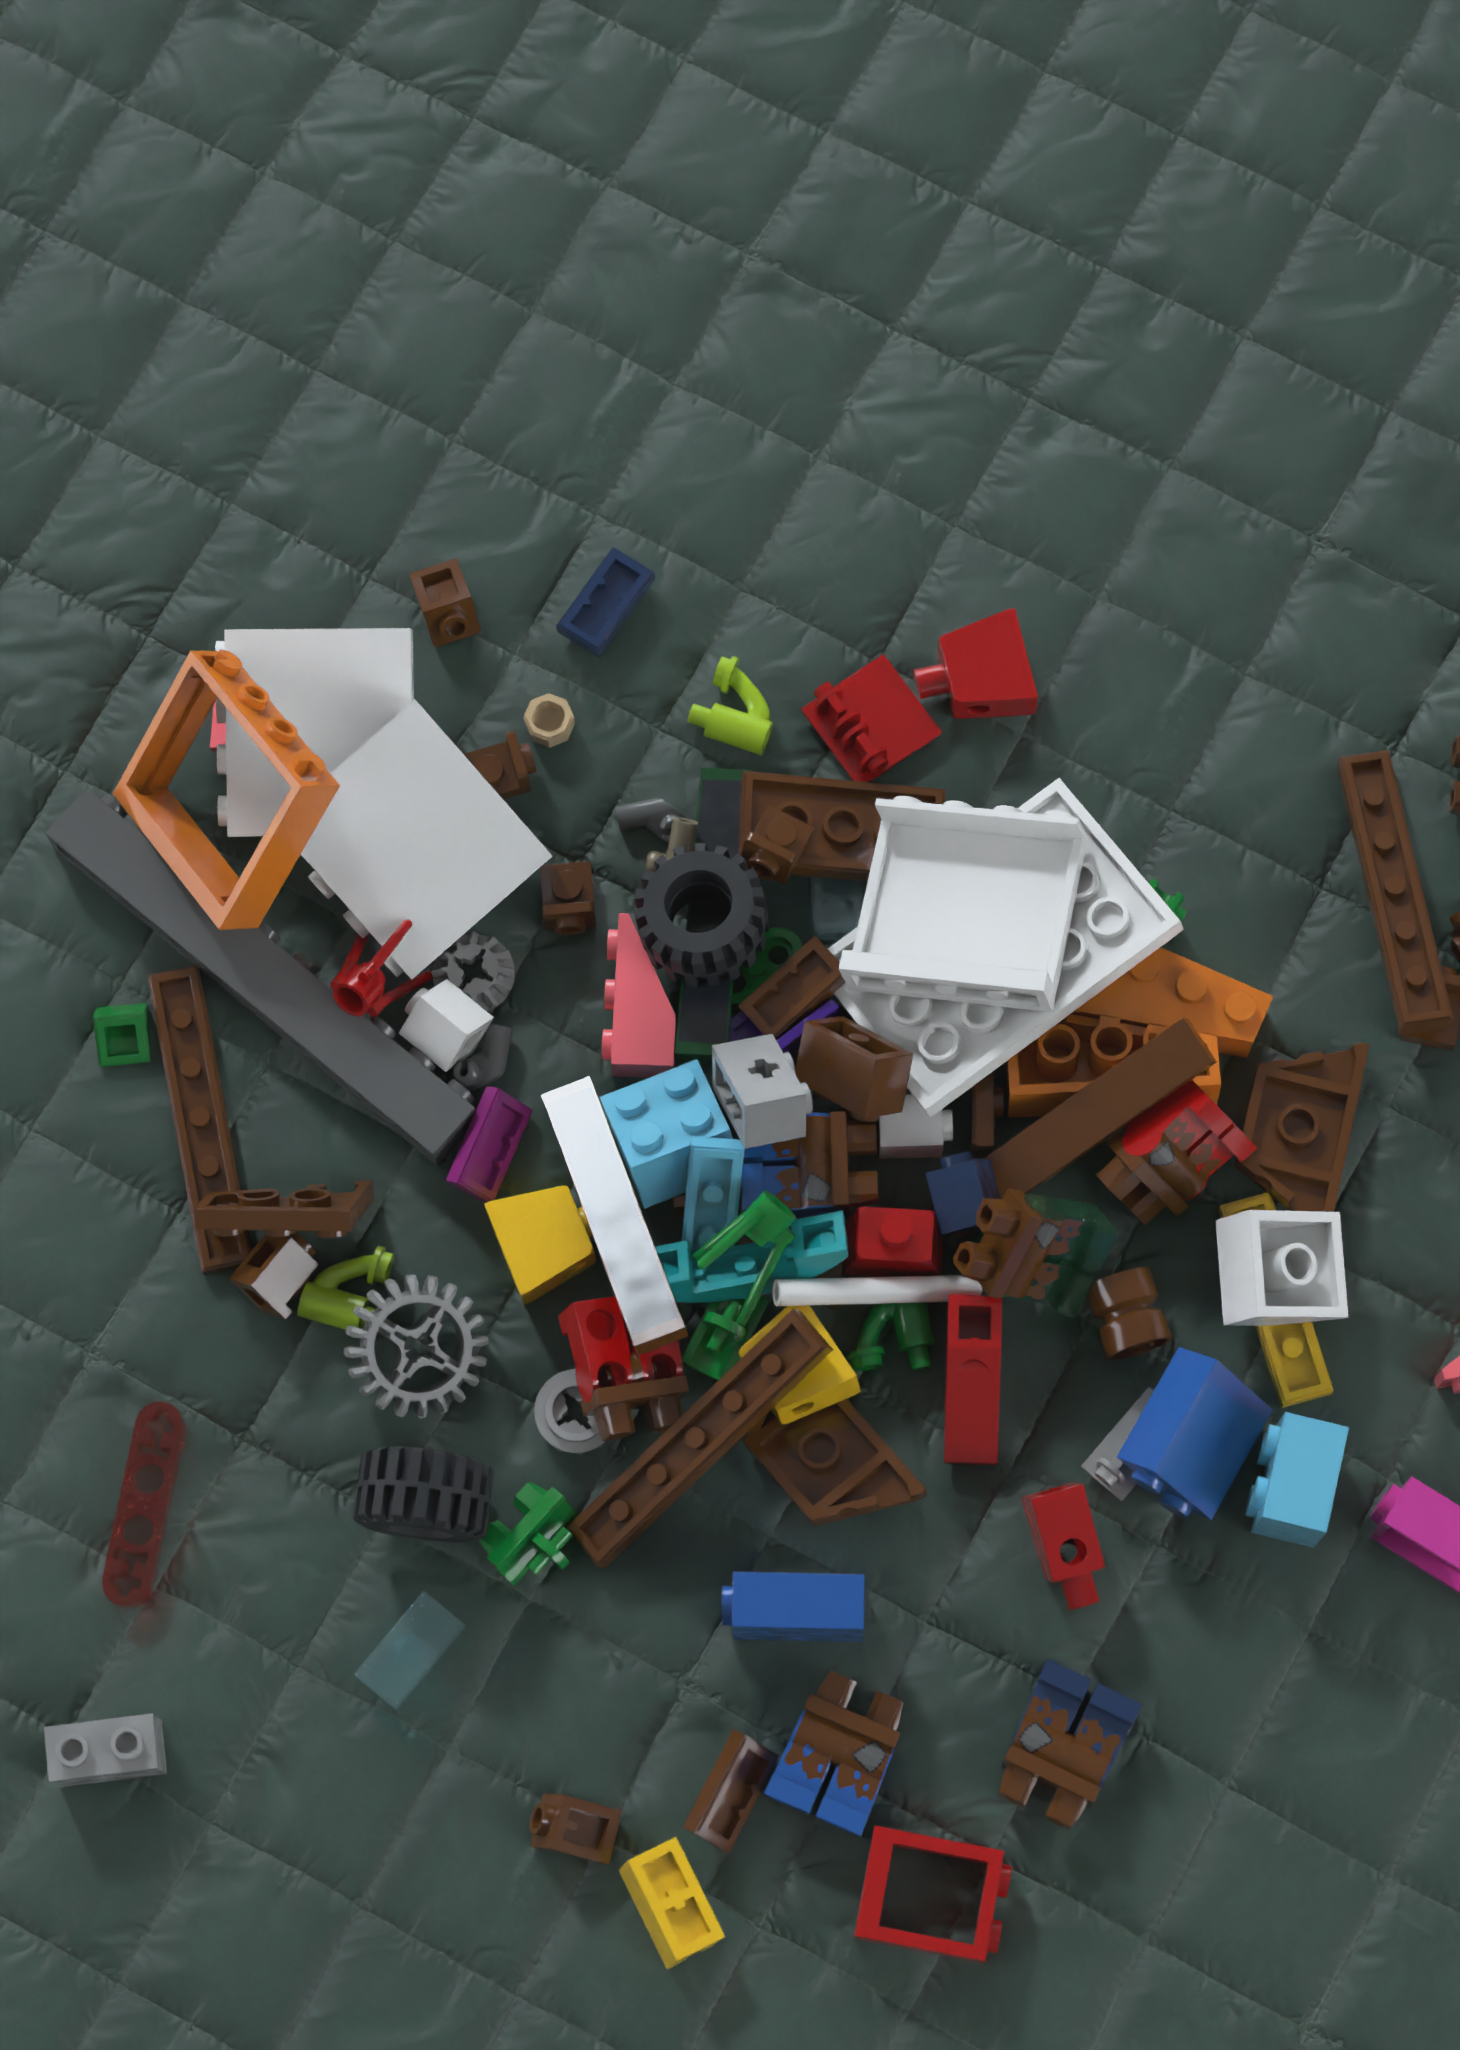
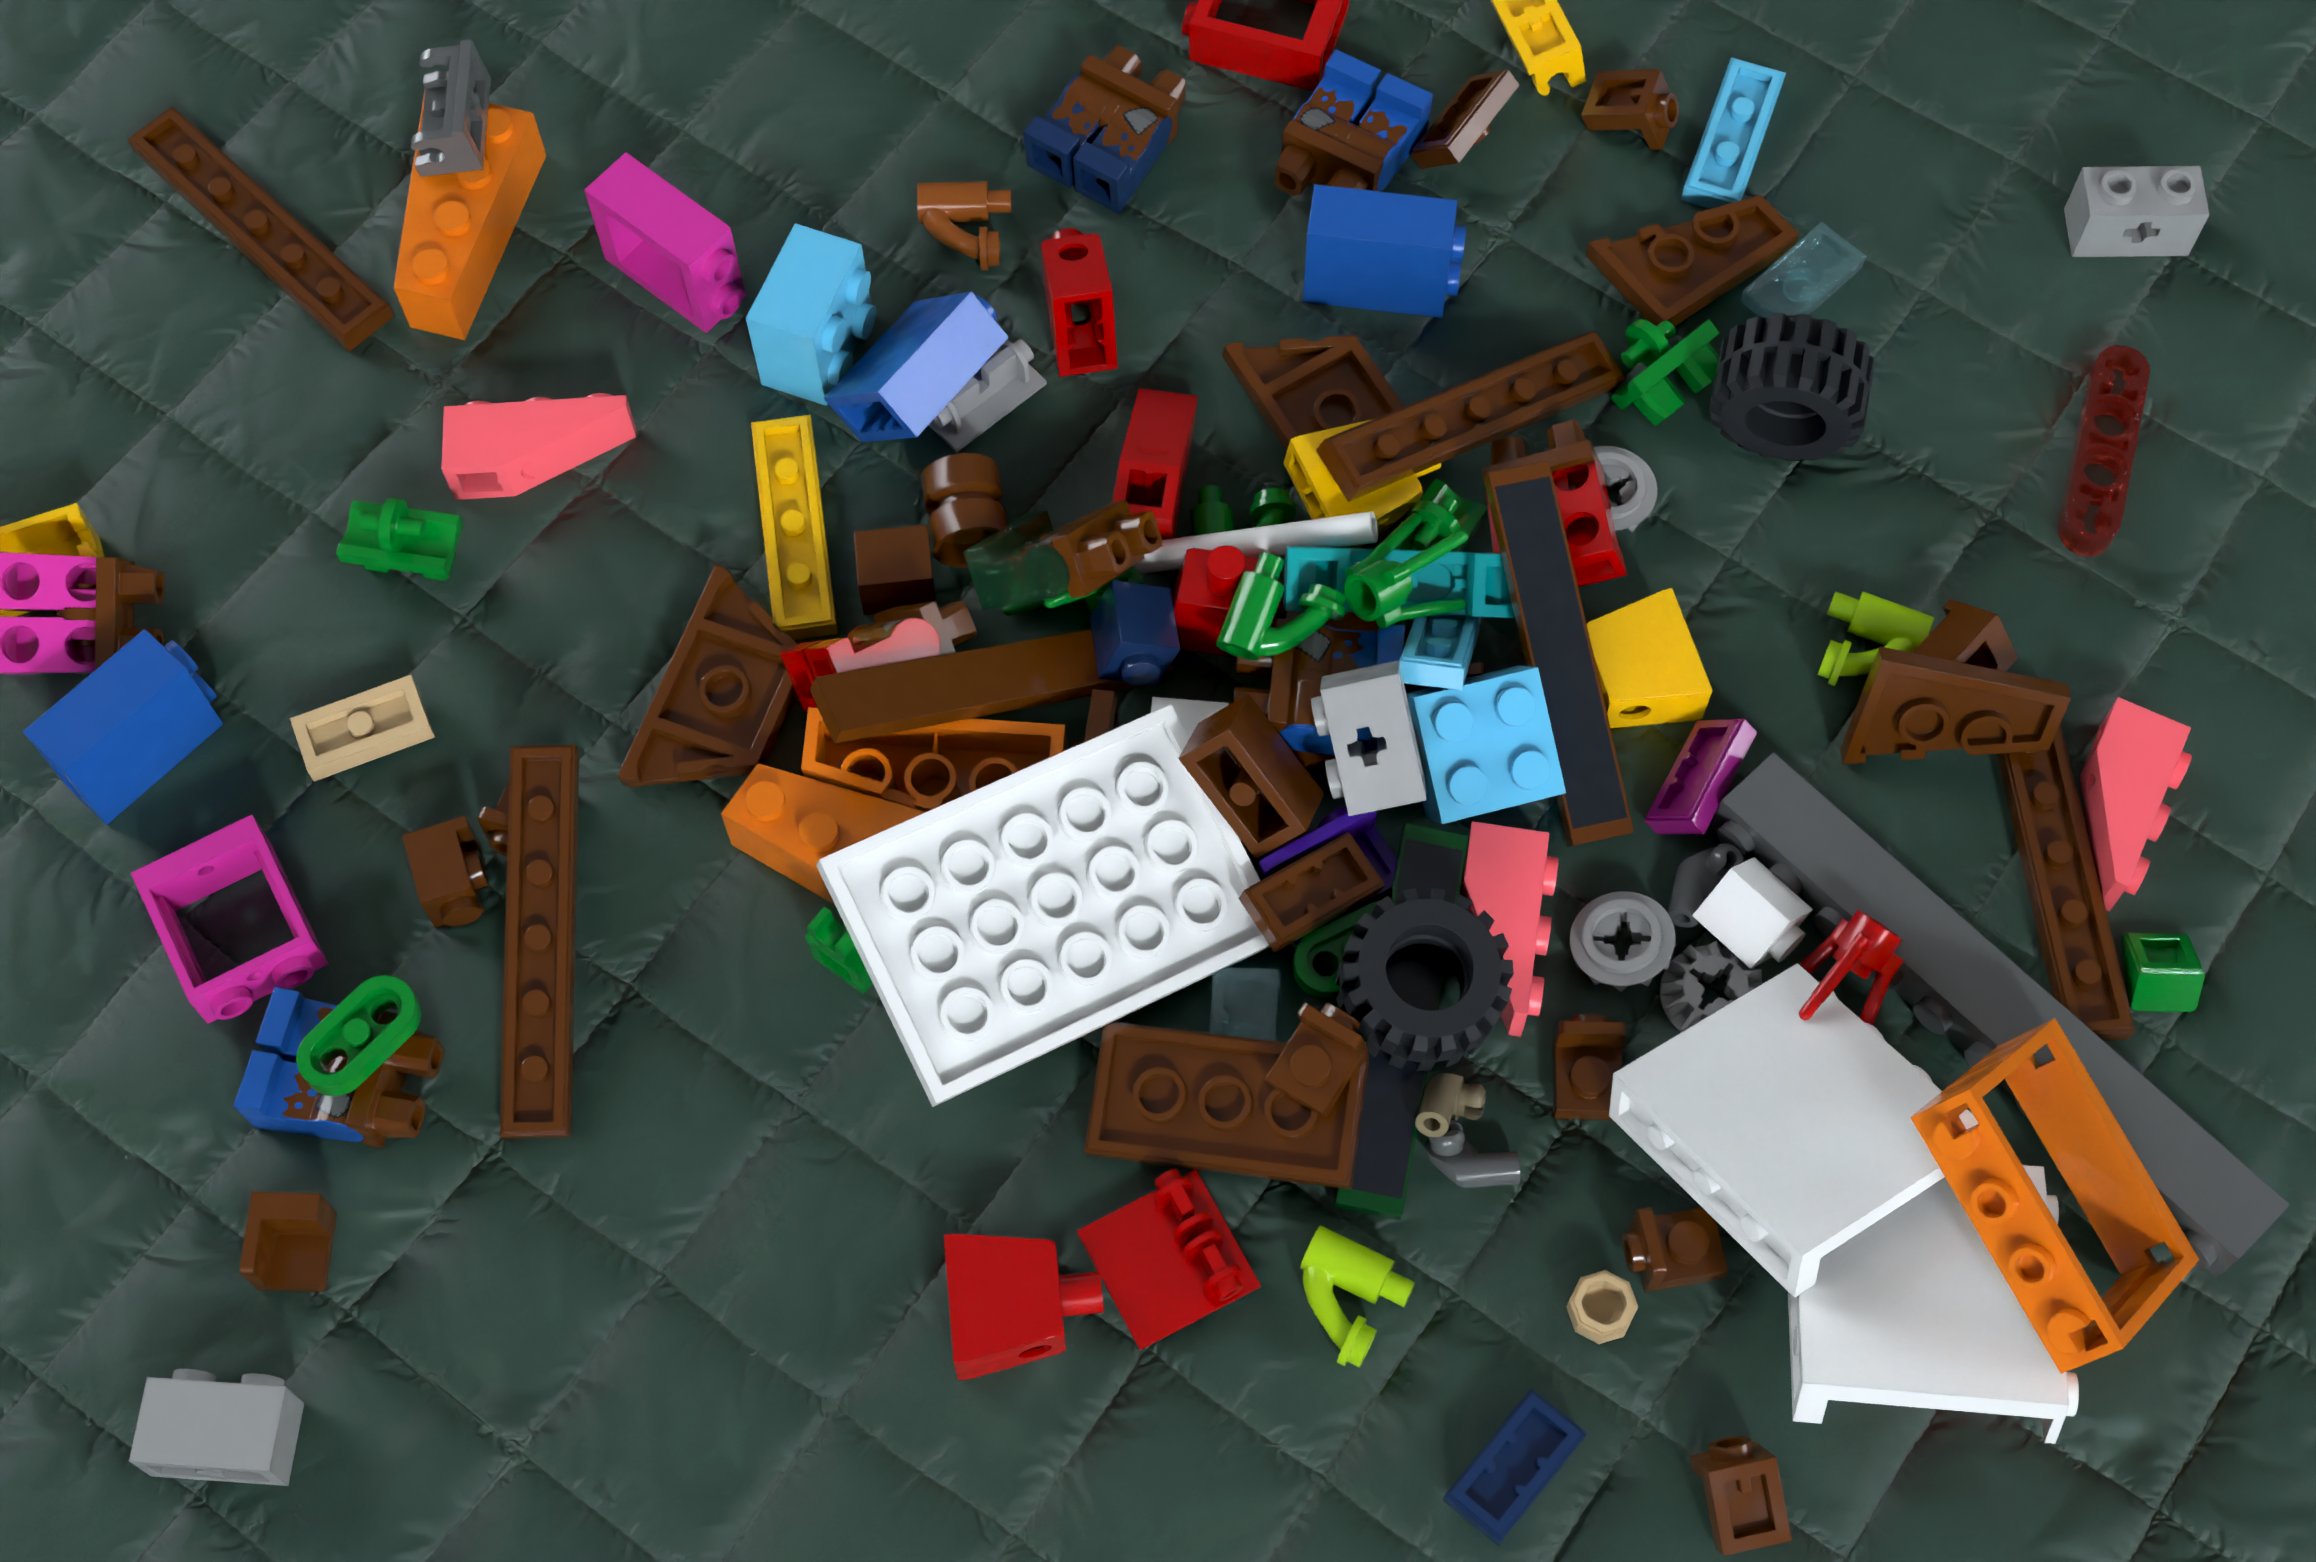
camera: 175 degrees left, 10 degrees down
(143, 1179) = (2123, 791): none -> coral slope
(403, 1367) = (1796, 554): light grey gear -> none
(476, 1815) = (1733, 134): none -> medium azure tile
(510, 1659) = (1693, 263): none -> reddish brown wing
(563, 985) = (1600, 924): none -> light grey gear
(868, 1199) = (1254, 605): none -> green plant
(967, 904) = (1085, 937): white panel -> none
(1180, 1252) = (893, 567): none -> reddish brown panel
(1186, 1647) = (963, 202): none -> dark orange plant
(1281, 1267) = (782, 519): white slope -> none

